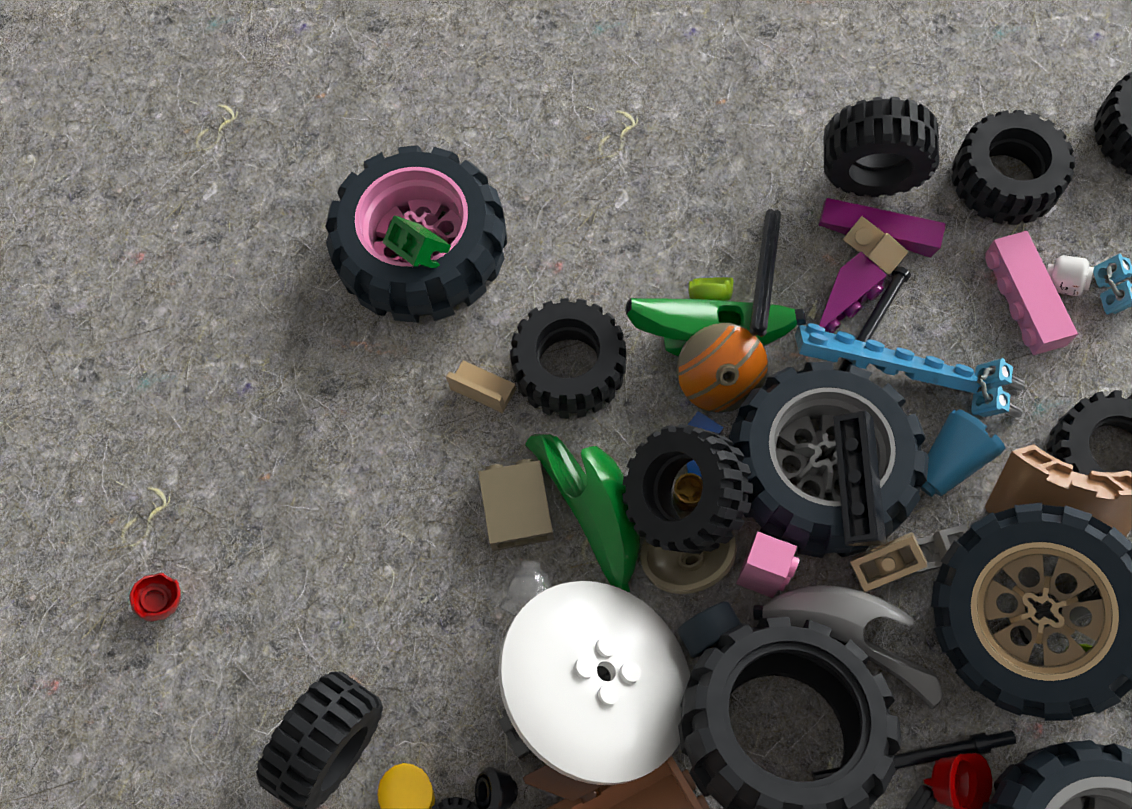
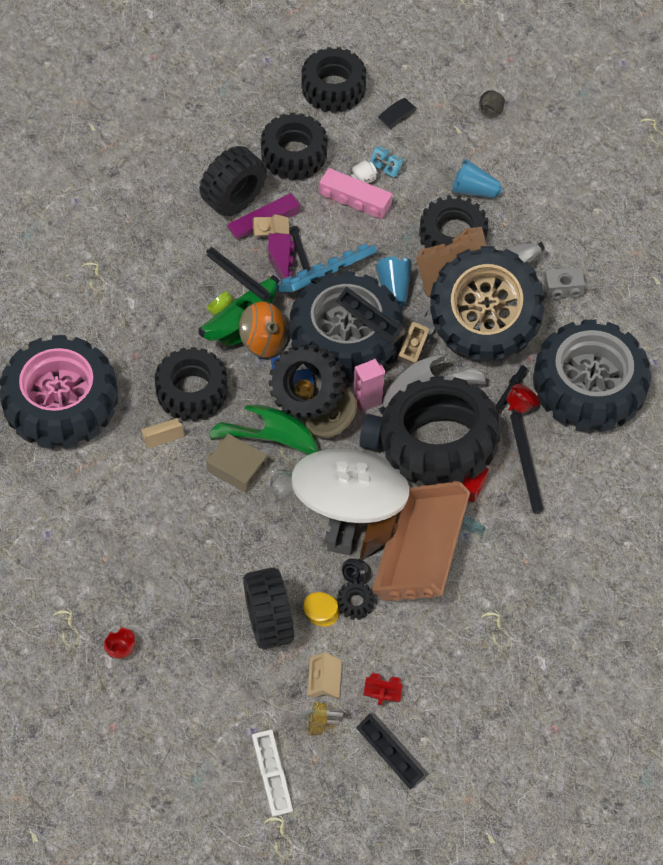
camera: 55 degrees left, 10 degrees down
(414, 242) = (73, 387): green hinge -> none
(995, 400) = (384, 247): medium azure piece -> none

